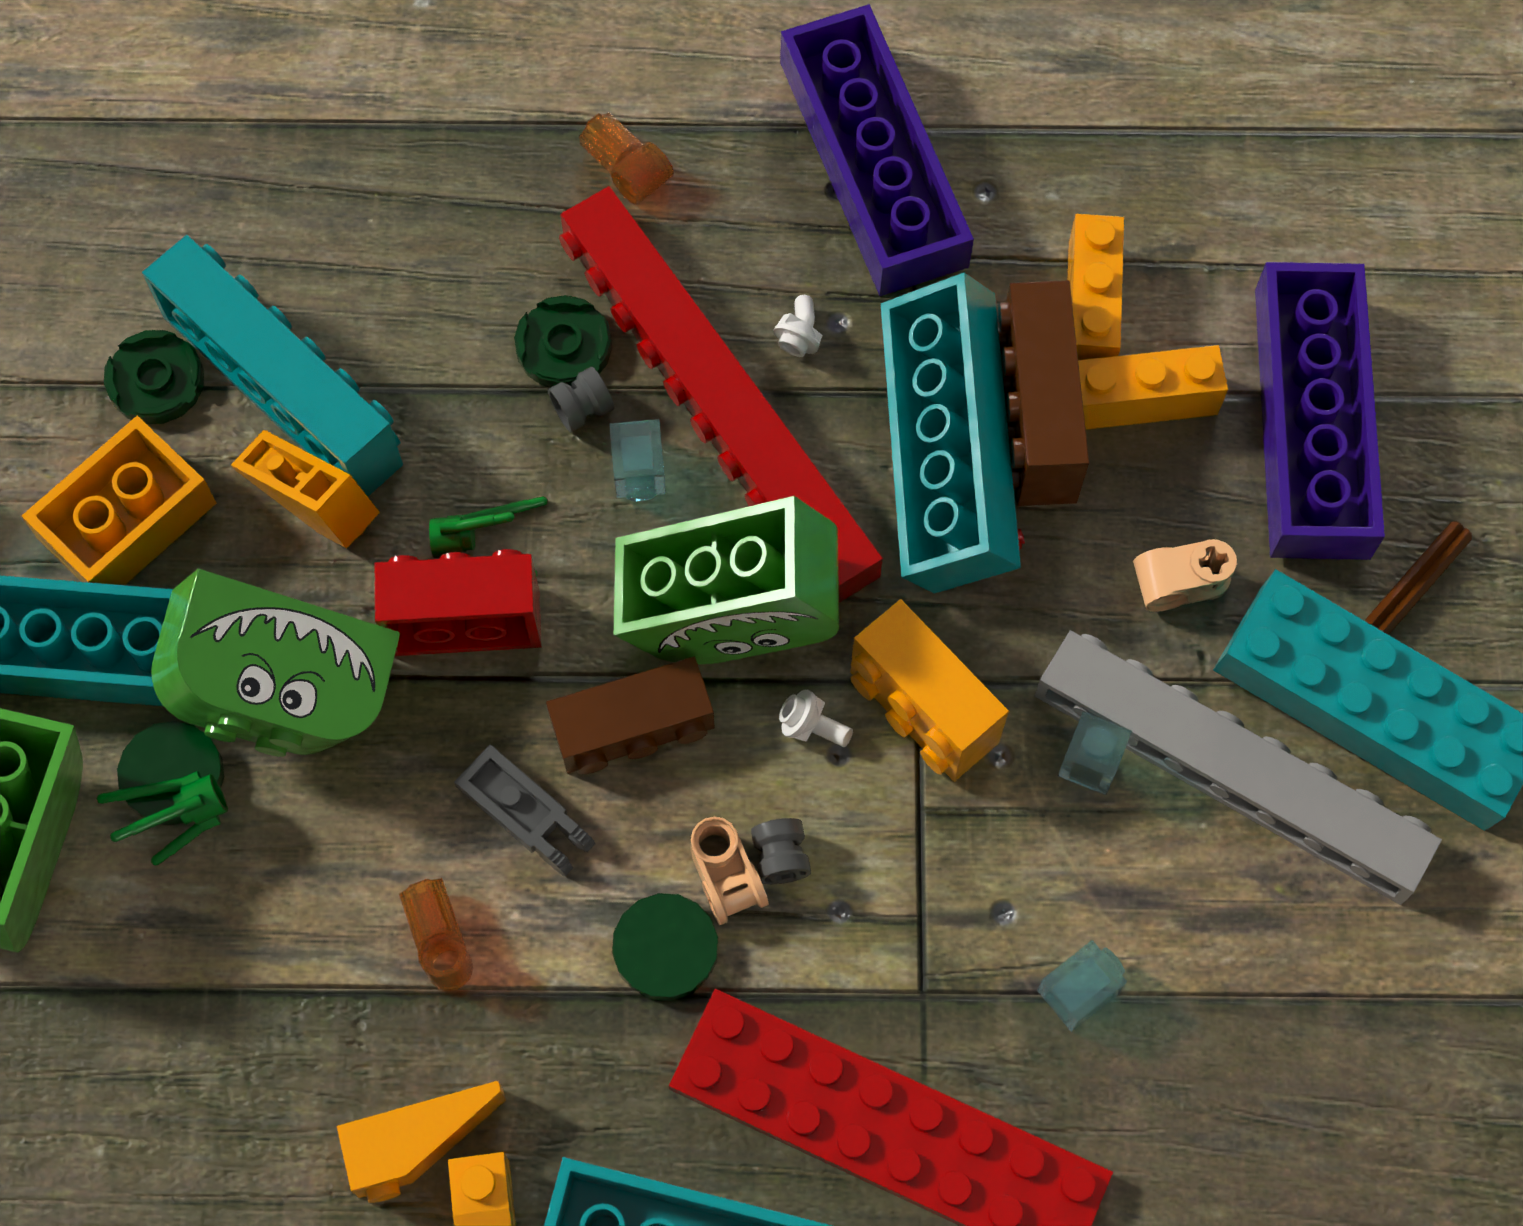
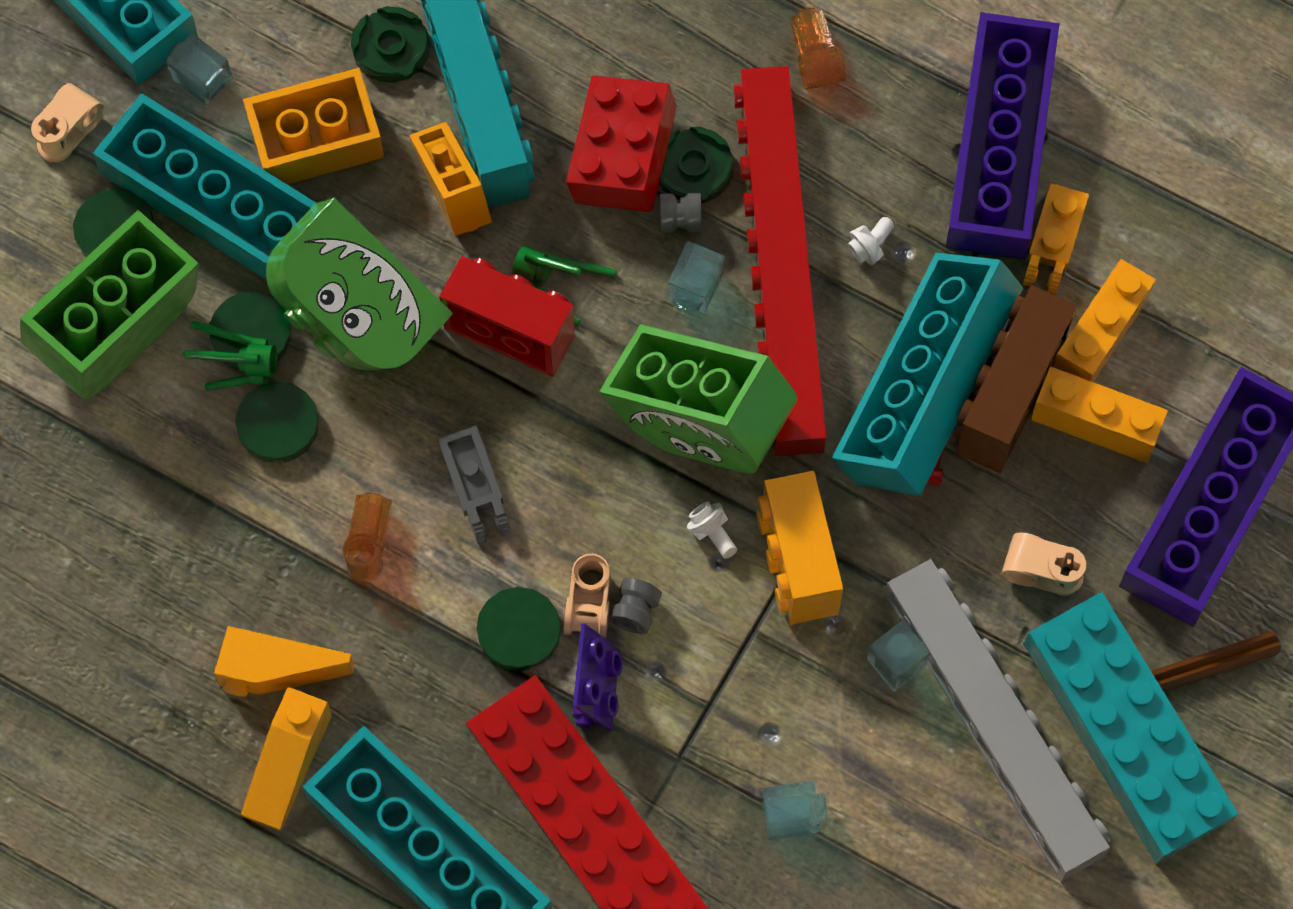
camera: 30 degrees right, 0 degrees up
(259, 859) = (277, 422): none -> dark green tile
(475, 356) = (621, 143): none -> red brick
(631, 716) = (585, 457): reddish brown brick -> none
(782, 938) = (596, 680): none -> dark purple hinge
(989, 223) = (1056, 233): none -> light orange hinge

